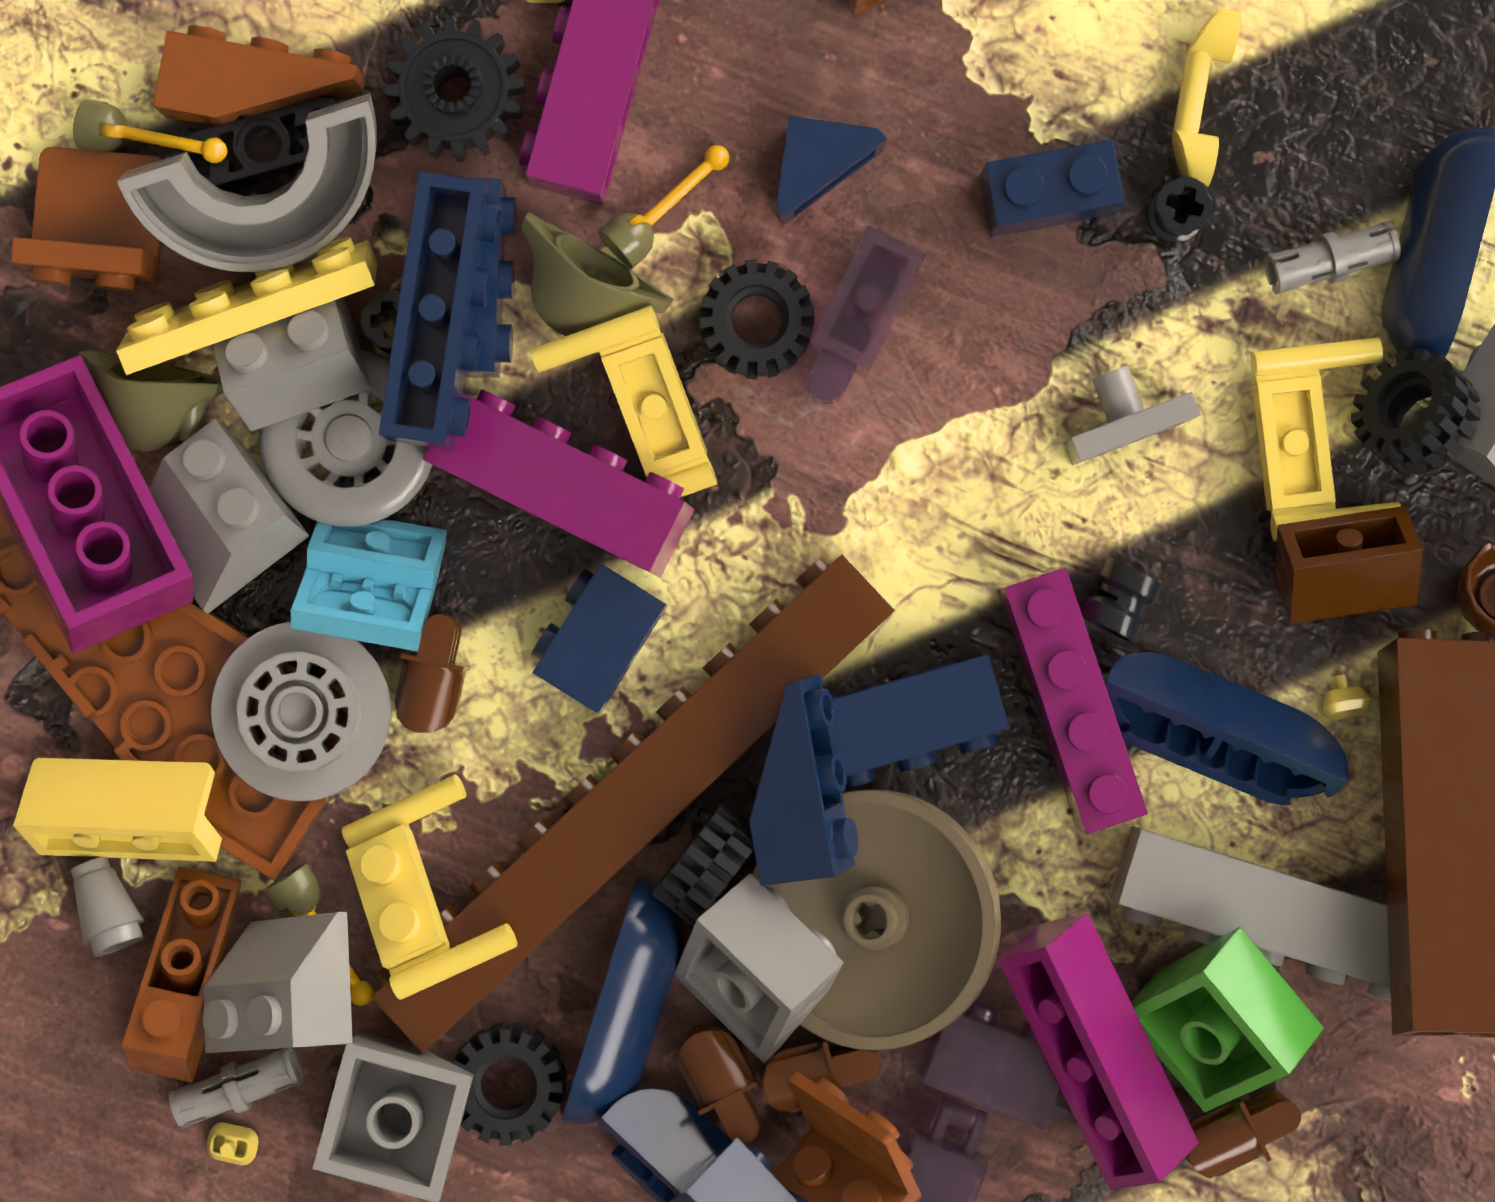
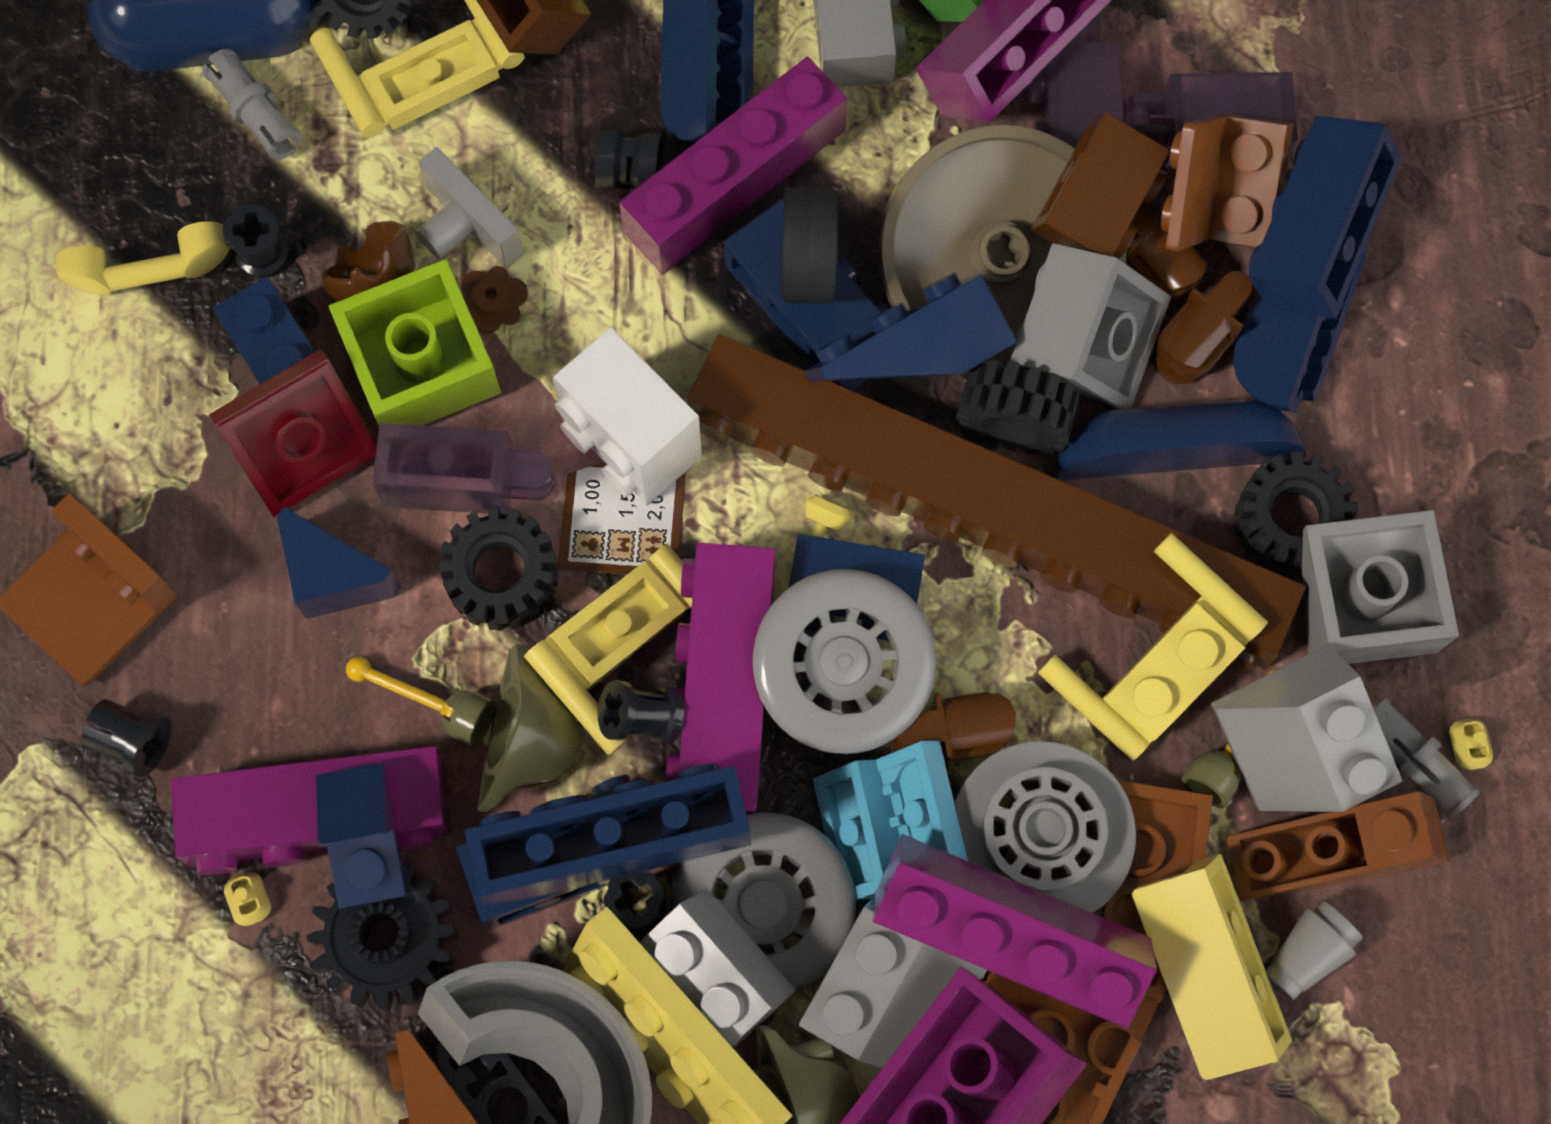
camera: 115 degrees left, 15 degrees down
(210, 639) = (1014, 931): none -> magenta brick
(522, 594) = (844, 661): none -> light grey wheel
(542, 96) = (360, 834): none -> dark blue slope
(551, 390) = (640, 712): none -> black bush
(688, 645) = (826, 514): none -> light yellow rock
(769, 456) = (615, 531): none -> sticker
(845, 488) = (627, 418): none -> white brick
(878, 1034) = (1103, 189): none -> reddish brown brick
(932, 726) = (809, 245): none -> black tyre
(957, 175) = (296, 432): none -> dark red tile
(1000, 318) = (416, 347): none -> lime brick
(1033, 435) = (504, 308): none -> reddish brown plant
(1103, 308) = (381, 259): none -> reddish brown hair

